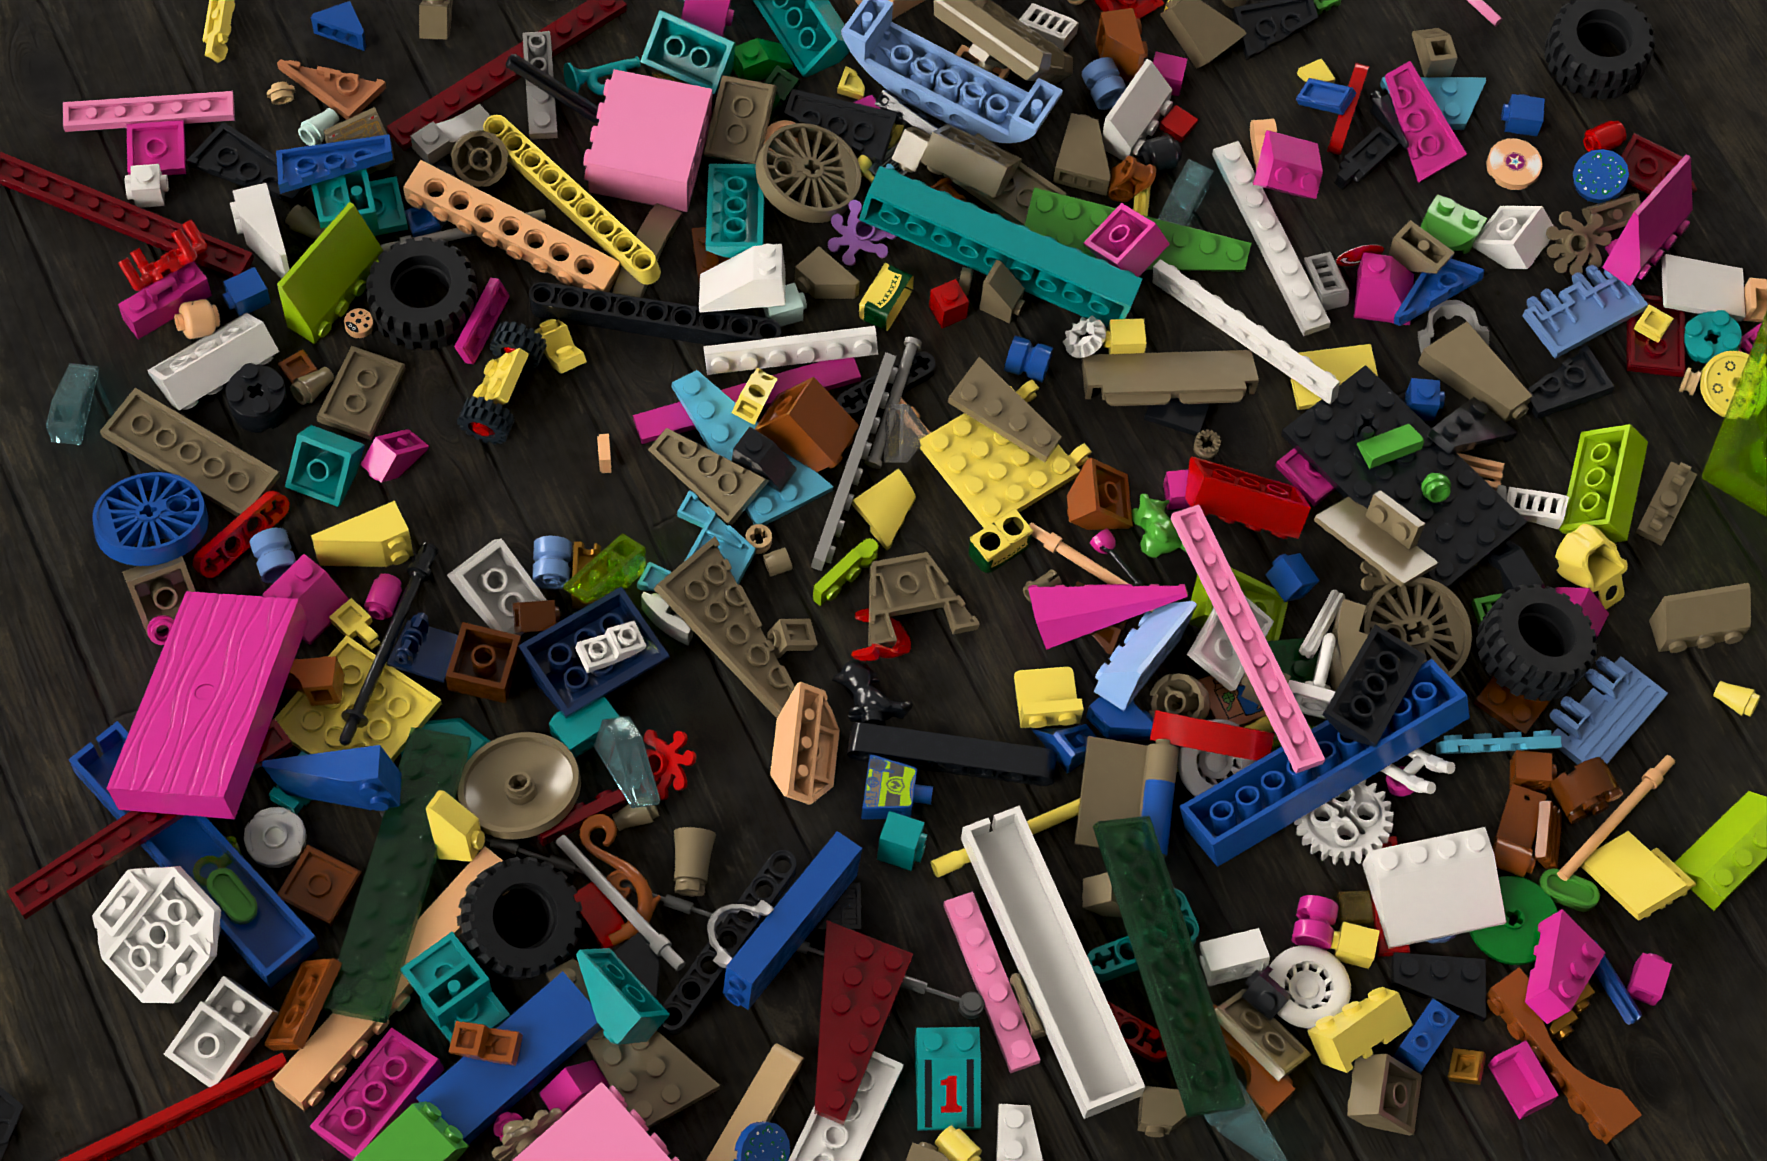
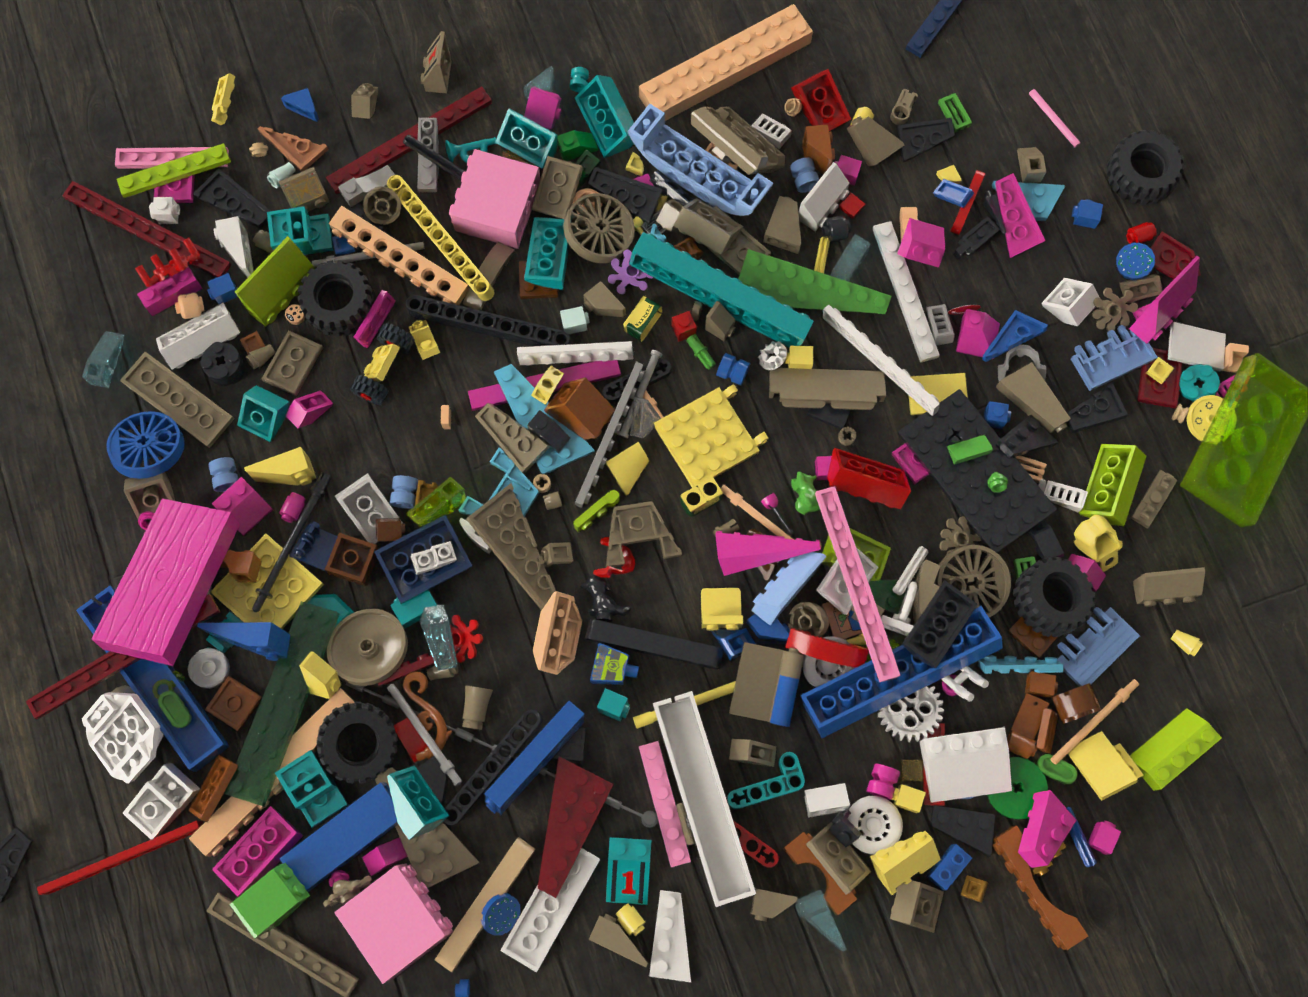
camera: 10 degrees right, 10 degrees up
(155, 128) = (173, 170): none -> lime plate
(239, 529) = (202, 454): red beam -> none
(326, 161) = (279, 203): blue wing -> none
(355, 621) = (271, 524): light yellow plate -> none
(485, 1043) = (326, 827): dark orange slope -> none
(723, 957) = (513, 752): light grey helmet -> none
(745, 281) = (549, 304): white slope -> none
(977, 338) = (700, 351): none -> bright green axle
(997, 406) = (707, 402): dark tan wing -> none
(1100, 498) = (771, 470): dark orange slope -> none
(1127, 240) = (806, 291): dark pink slope -> none
(1130, 179) = (814, 245): dark orange piece -> none
(1169, 966) = (780, 810): clear green plate -> none
(1291, 577) = (893, 536): blue brick -> none
(1381, 535) = (955, 514): dark tan bracket -> none
(1419, 250) = (1005, 309): dark tan slope -> none
(1453, 224) = (1029, 291): bright green slope -> none
(1514, 164) = (1077, 248): light nougat tile -> none
(1523, 1080) = (1011, 902): dark pink panel -> none

